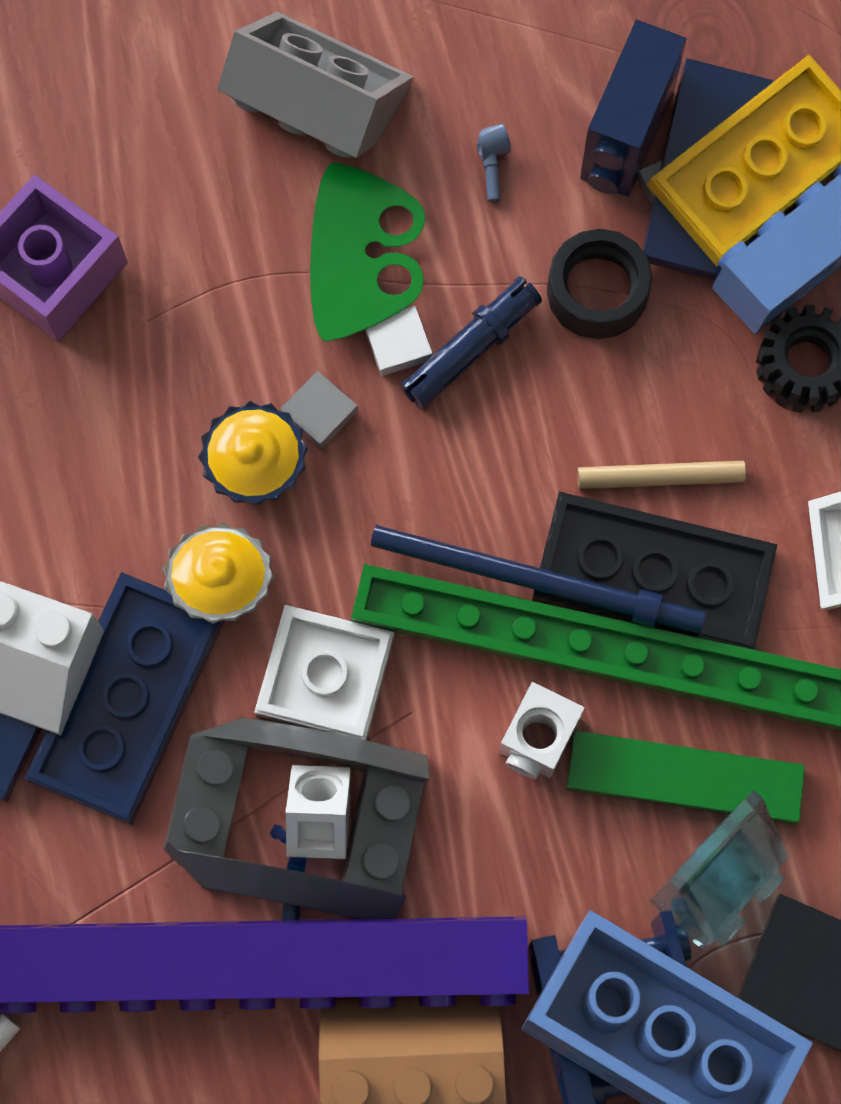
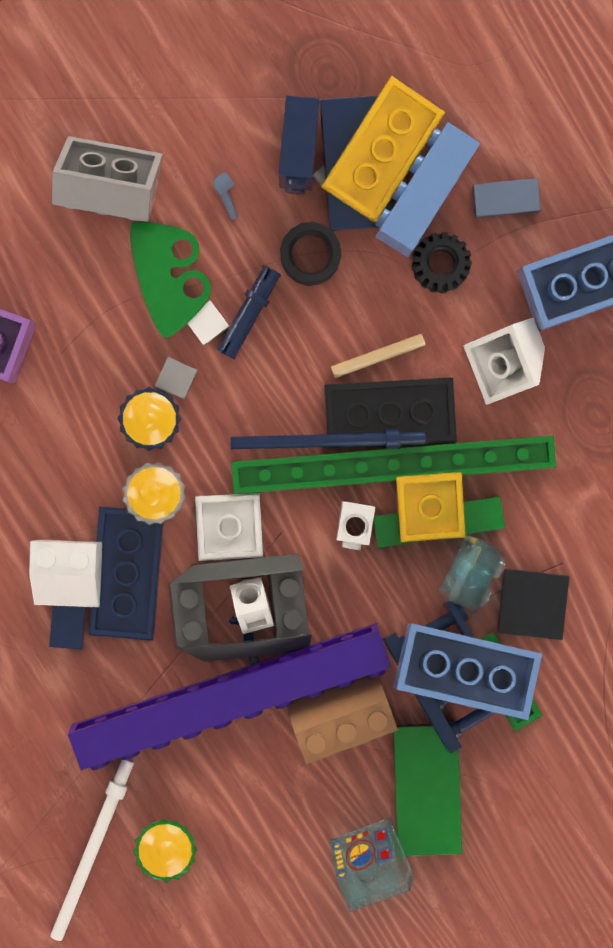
camera: 20 degrees left, 15 degrees up
(679, 741) = (430, 507): none -> yellow tile

